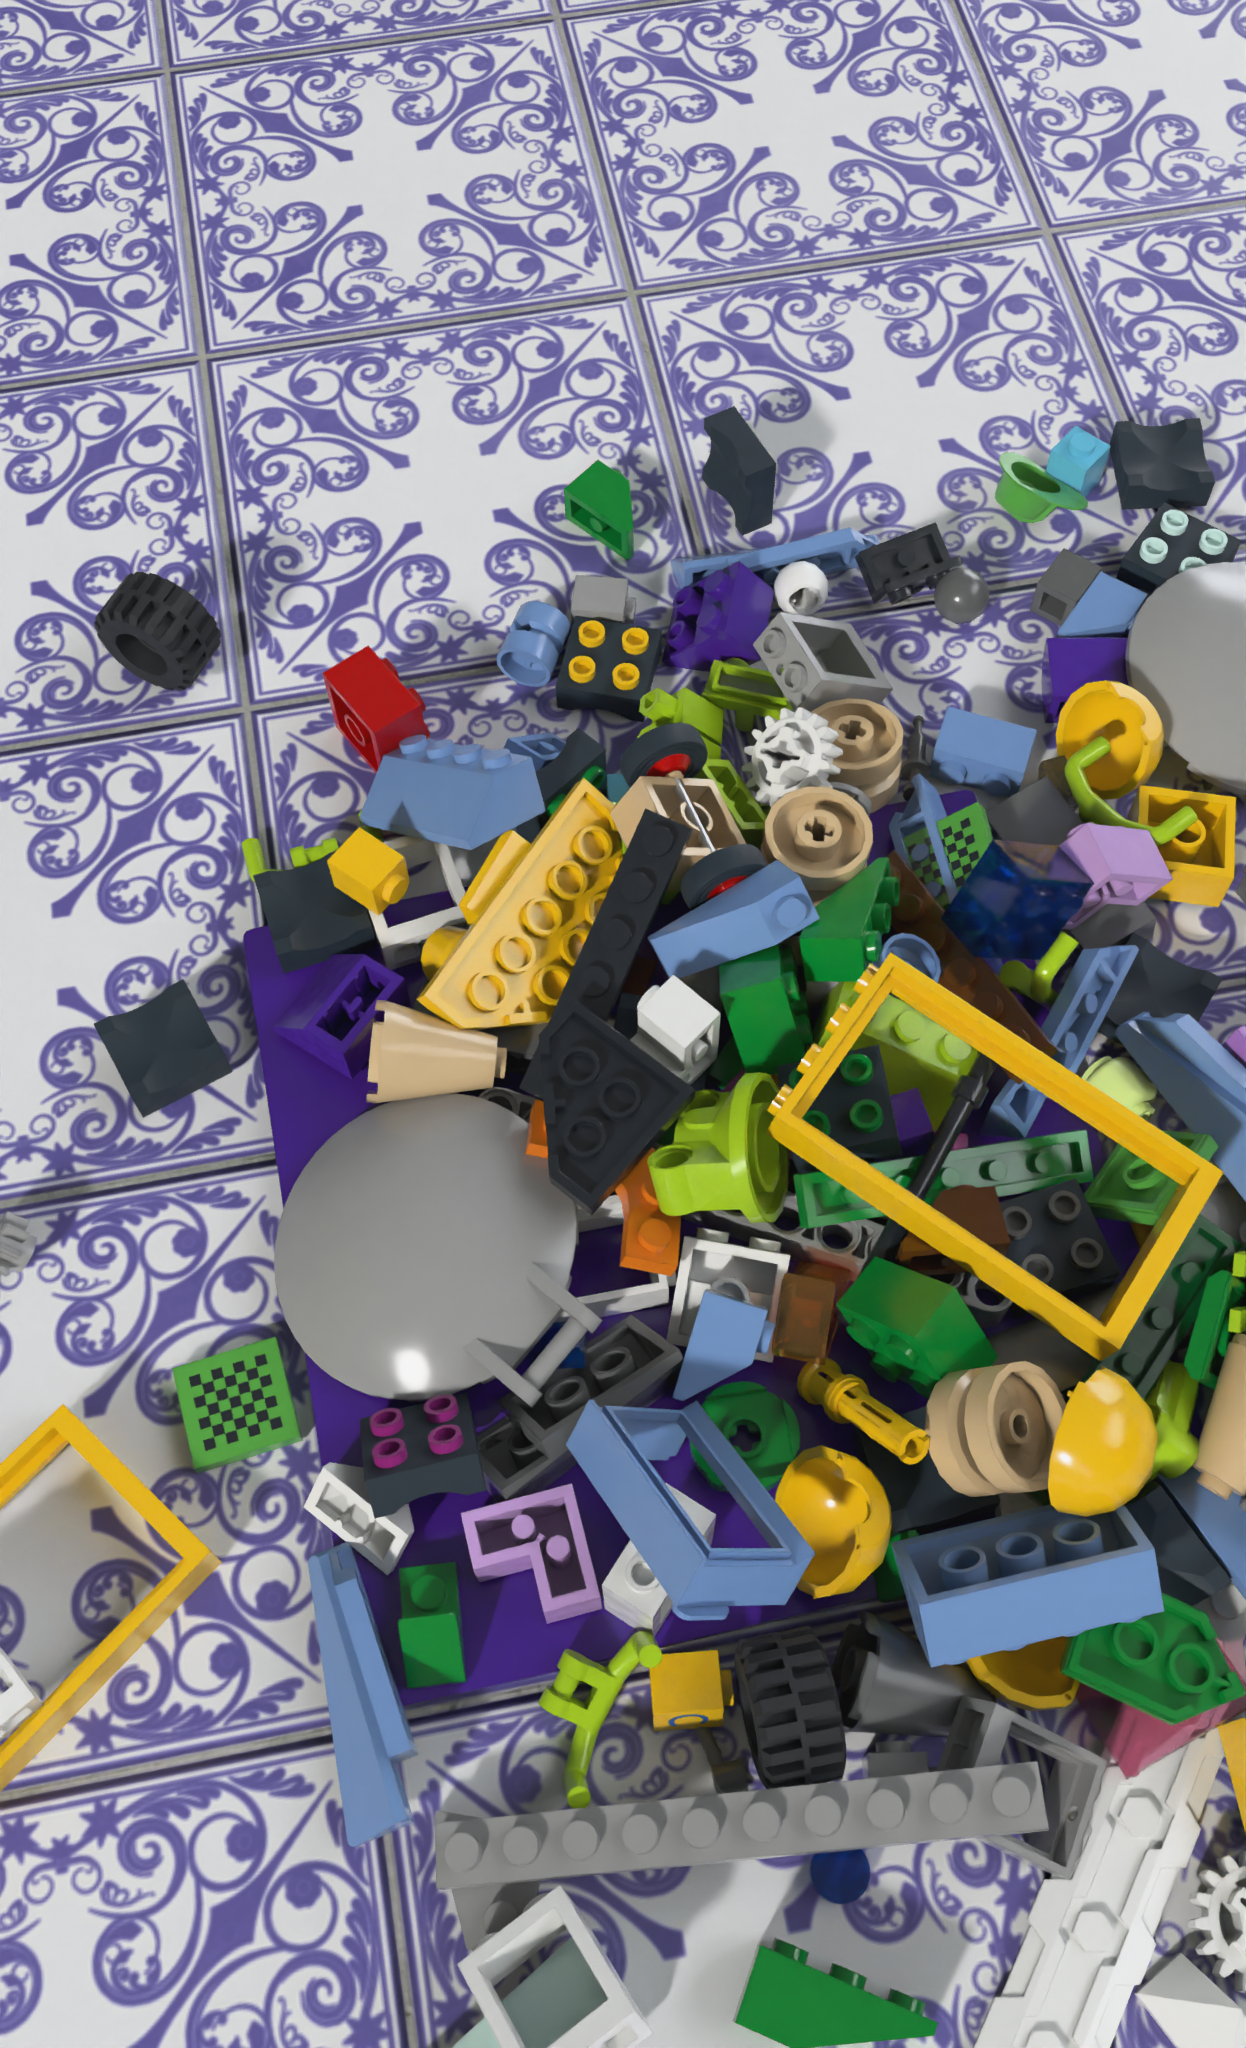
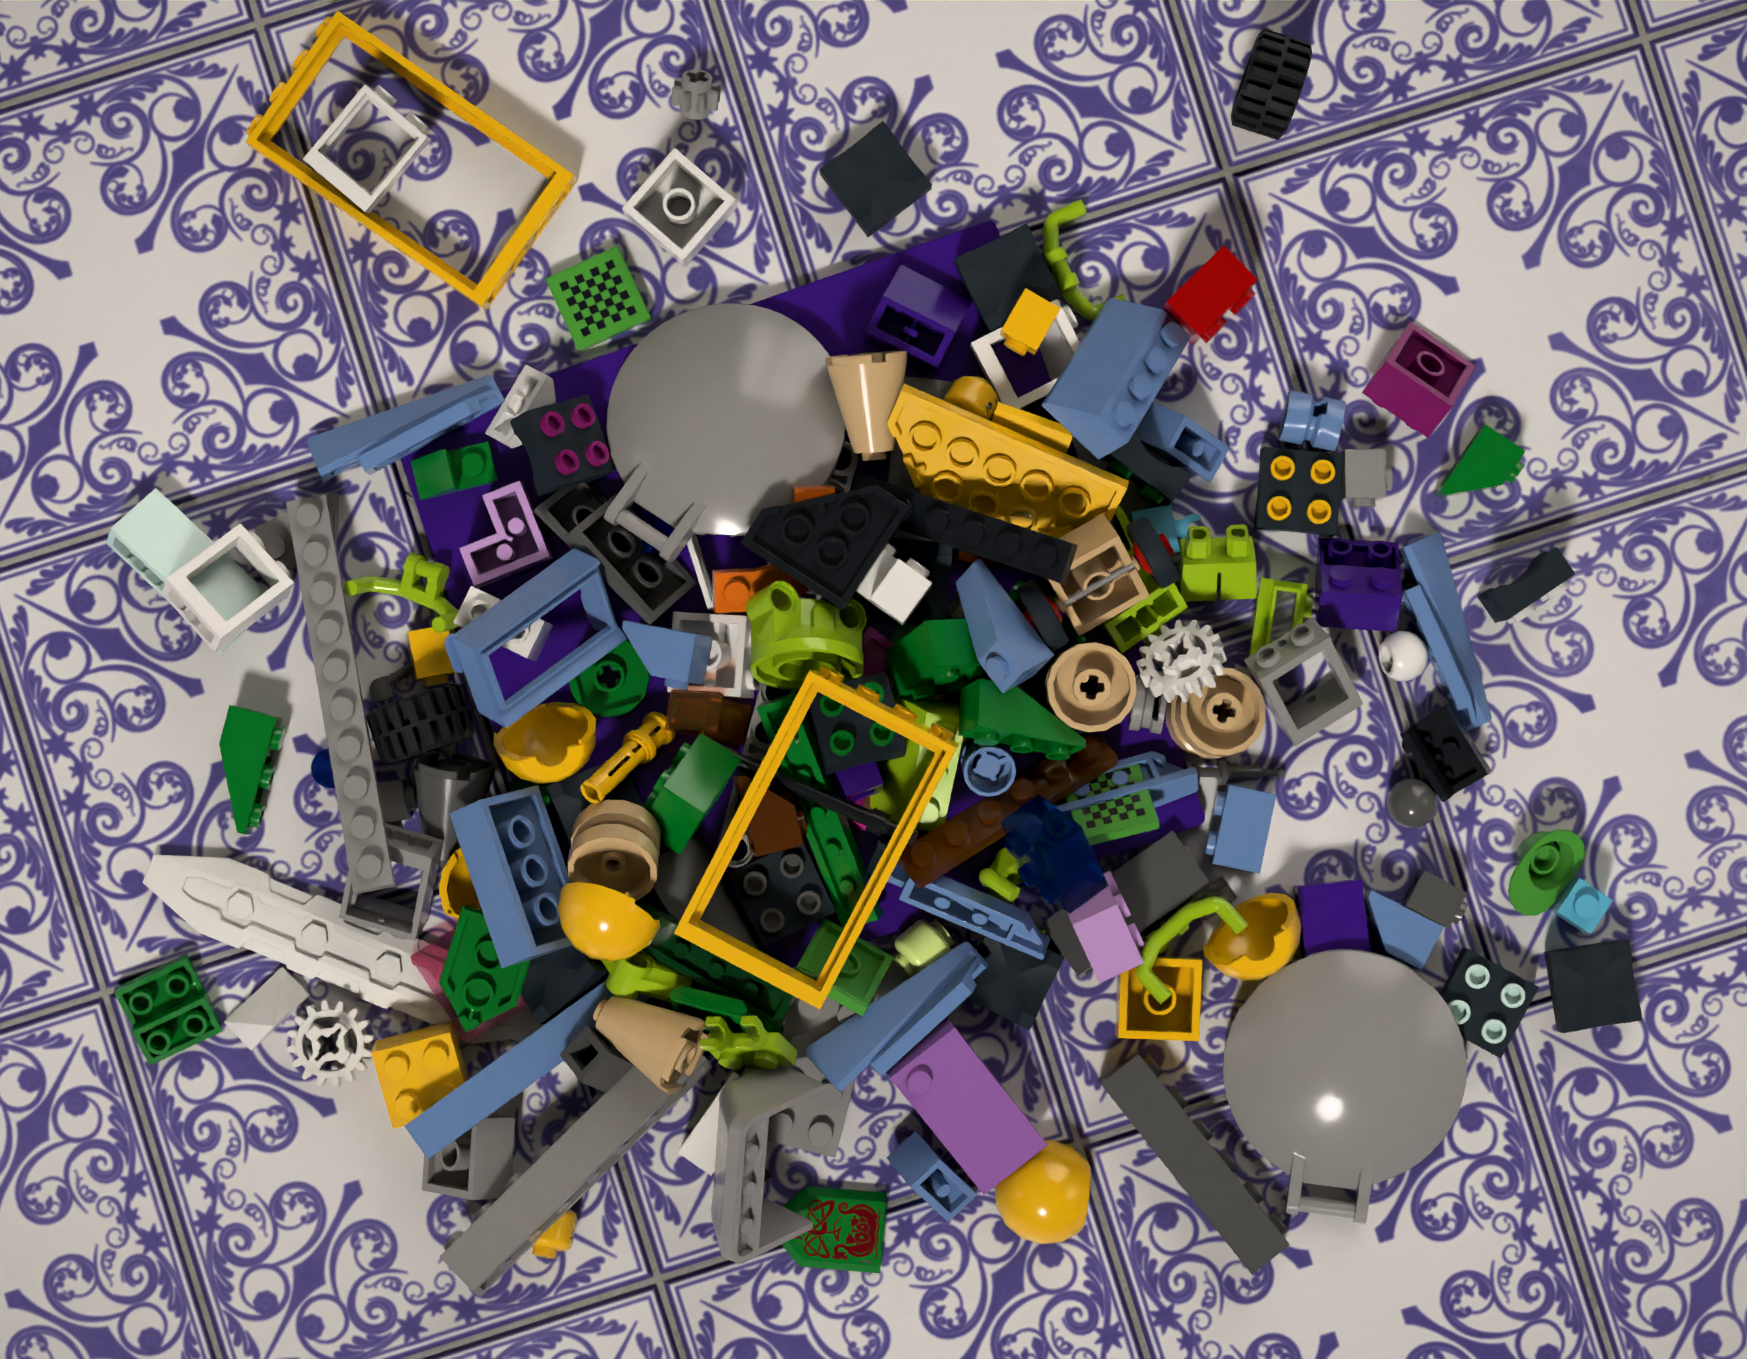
camera: 85 degrees right, 25 degrees up
(140, 1276) = (679, 207): none -> white brick
(509, 552) = (1419, 379): none -> magenta slope

